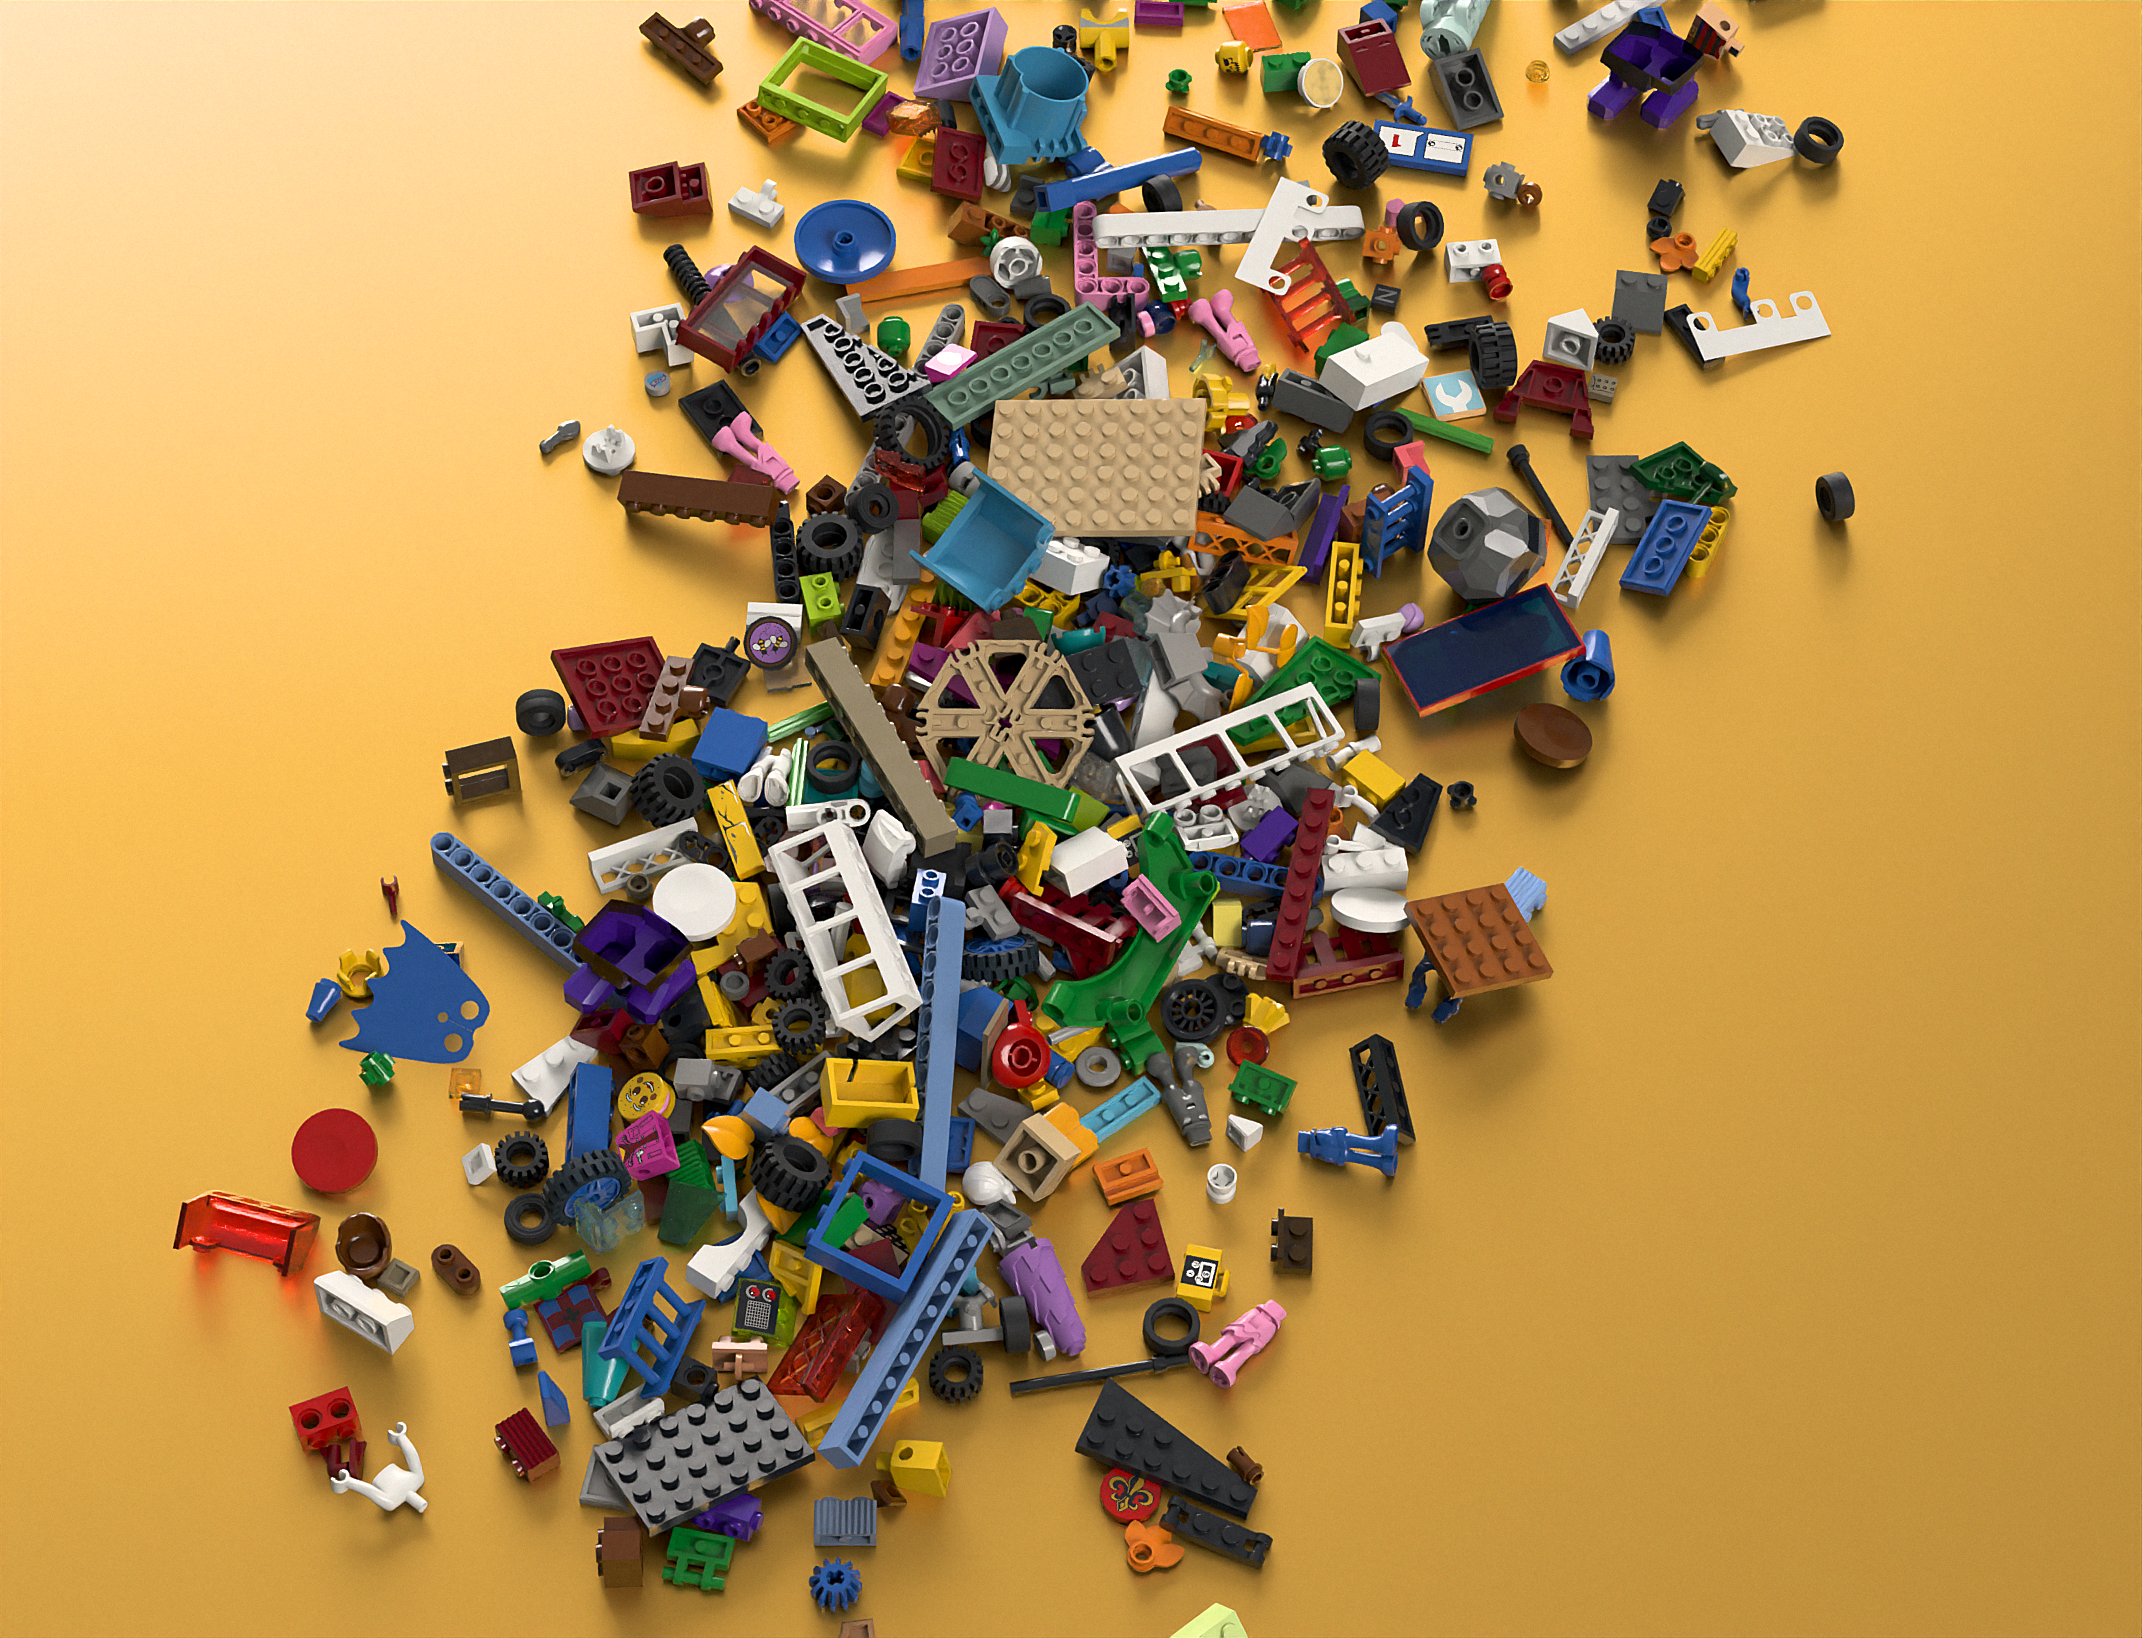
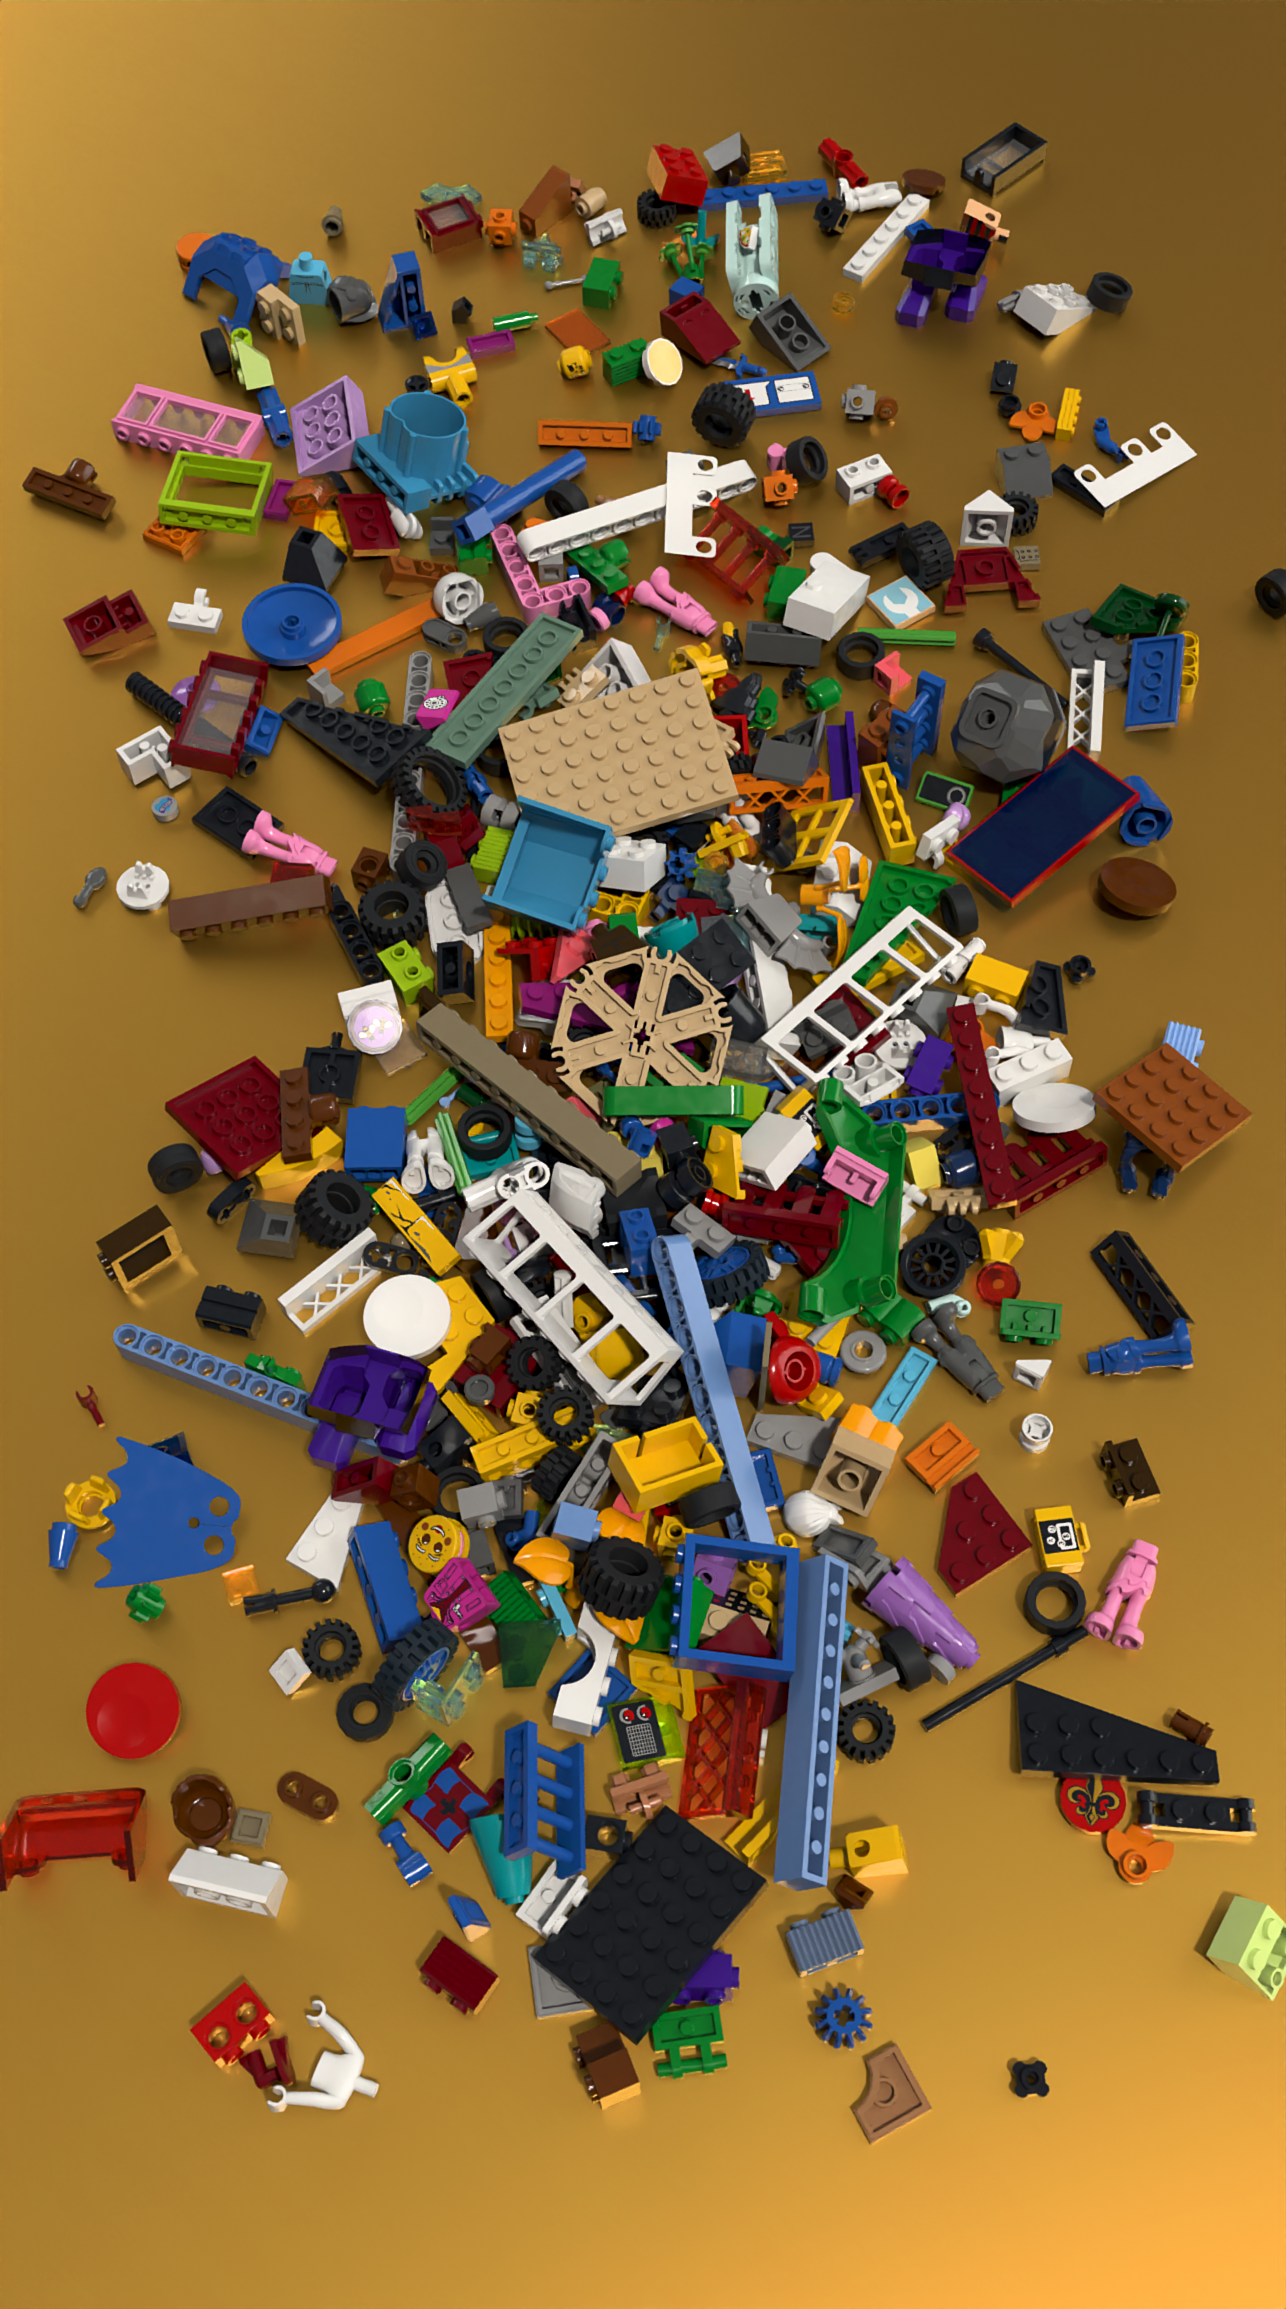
camera: 15 degrees left, 5 degrees up
(543, 852) = (231, 1311): none -> black brick
(635, 881) = (339, 1308): dark tan plate -> none
(890, 184) = (313, 559): none -> black slope
(990, 242) = (427, 586): green plant -> none
(1178, 81) = (534, 397): green plate -> none
(1406, 588) = (943, 791): none -> slope

